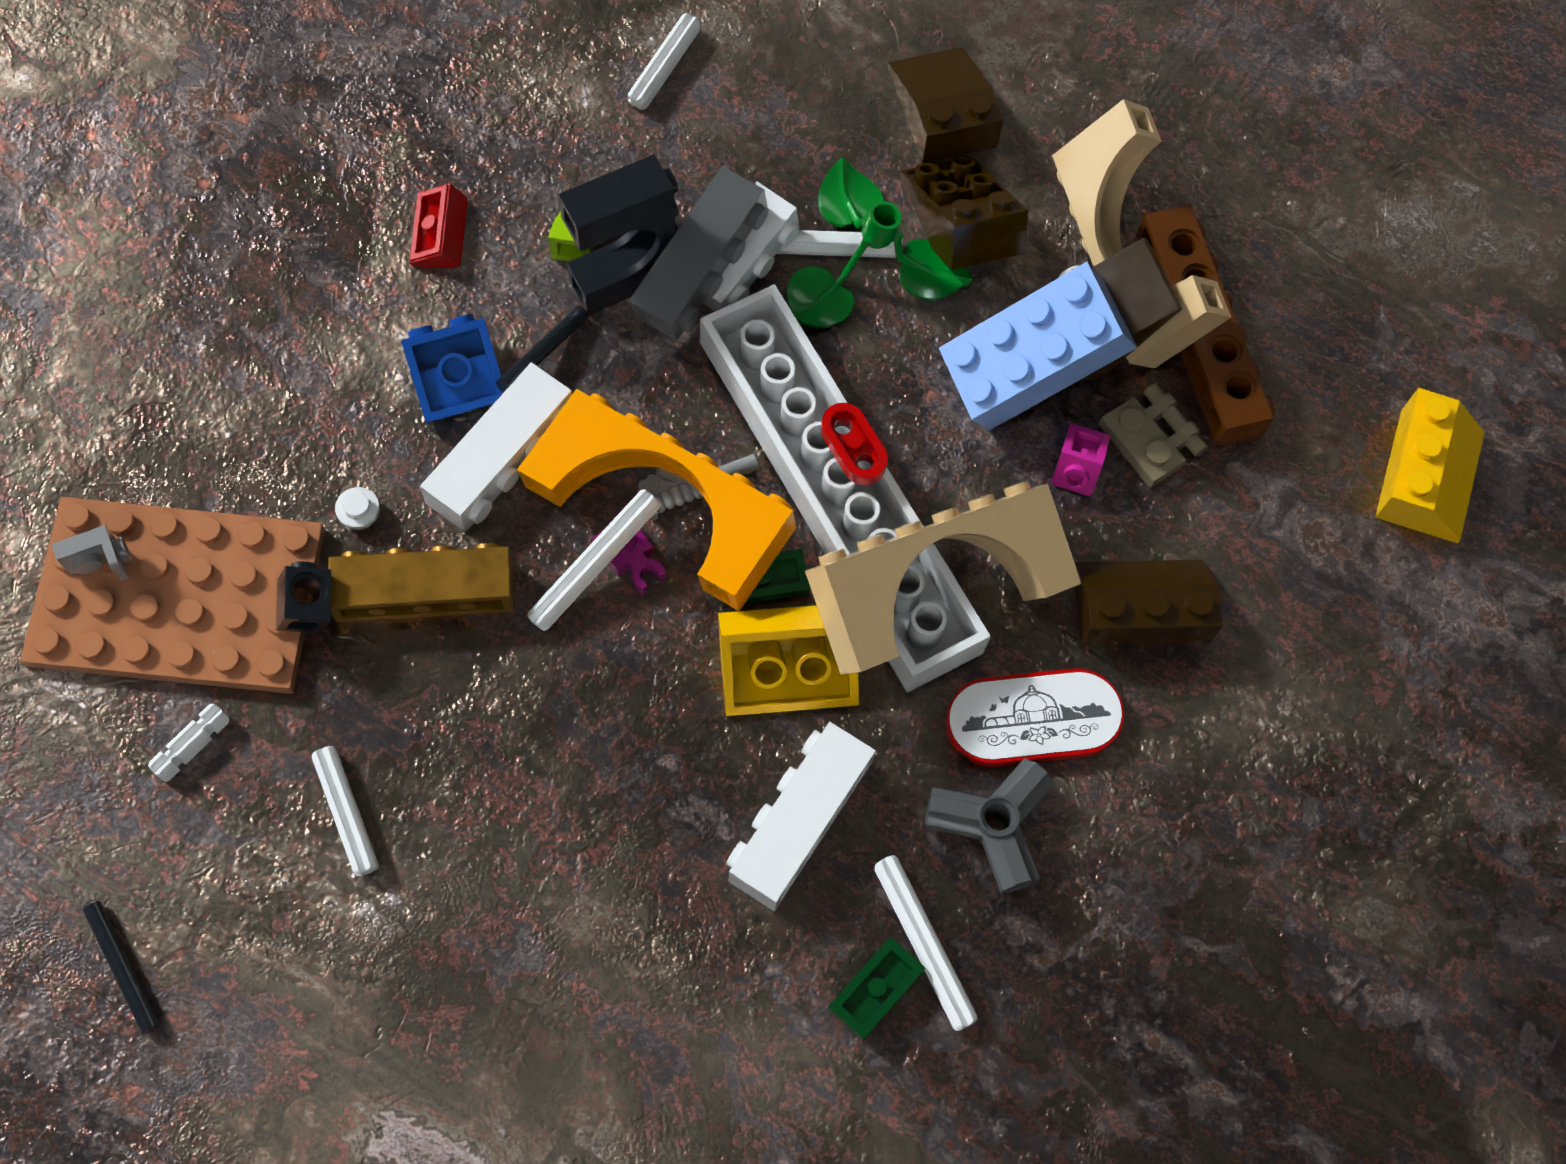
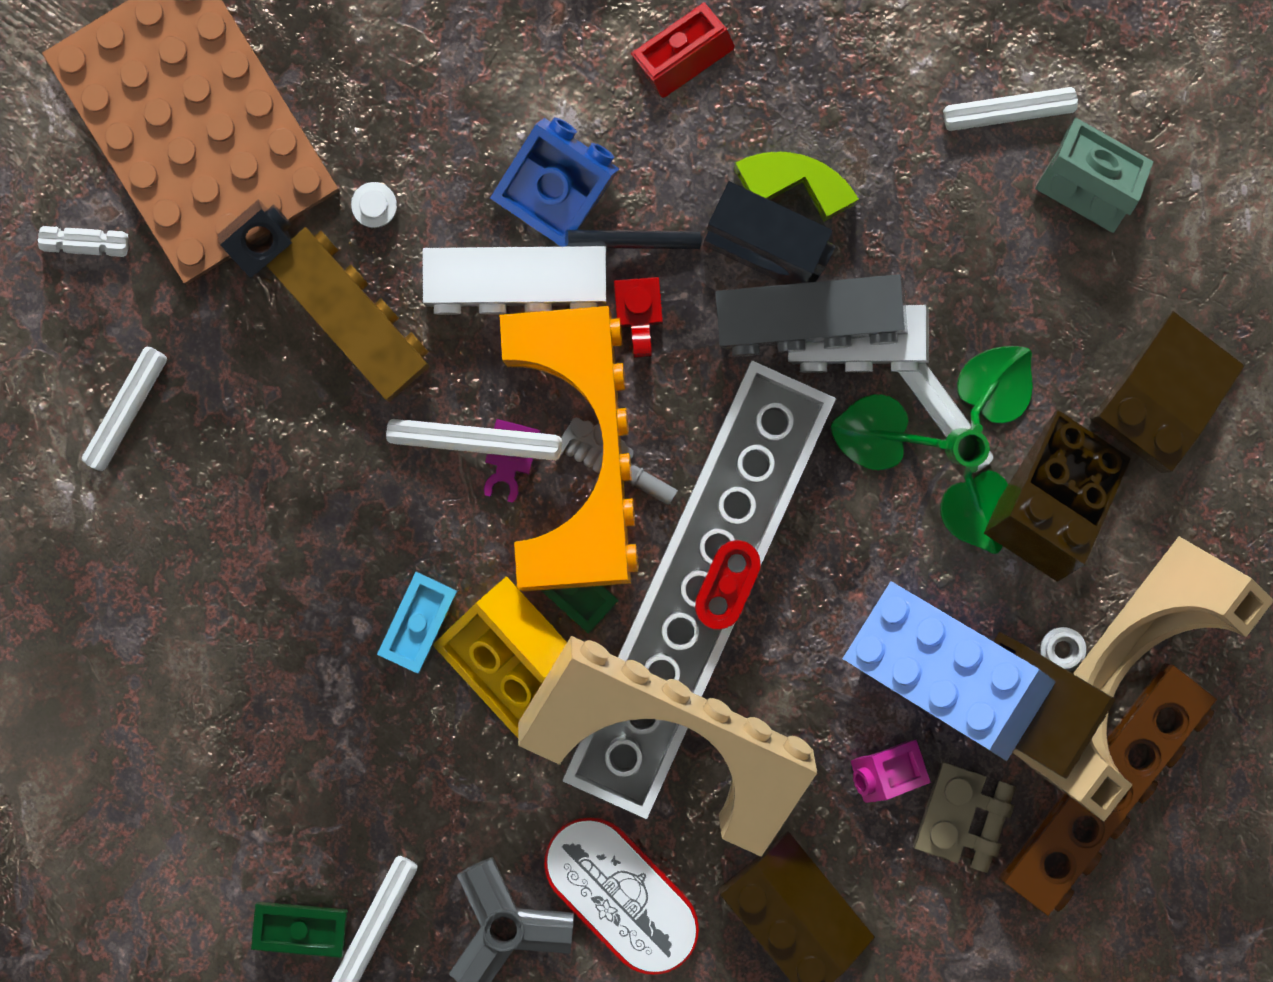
camera: 50 degrees right, 20 degrees up
(91, 549) = (157, 34): light grey bracket -> none
(594, 377) = (638, 307): none -> red plate
(700, 710) = (417, 622): none -> medium azure plate
(757, 41) = (1095, 175): none -> sand green bracket
(800, 816) = (390, 770): white brick -> none

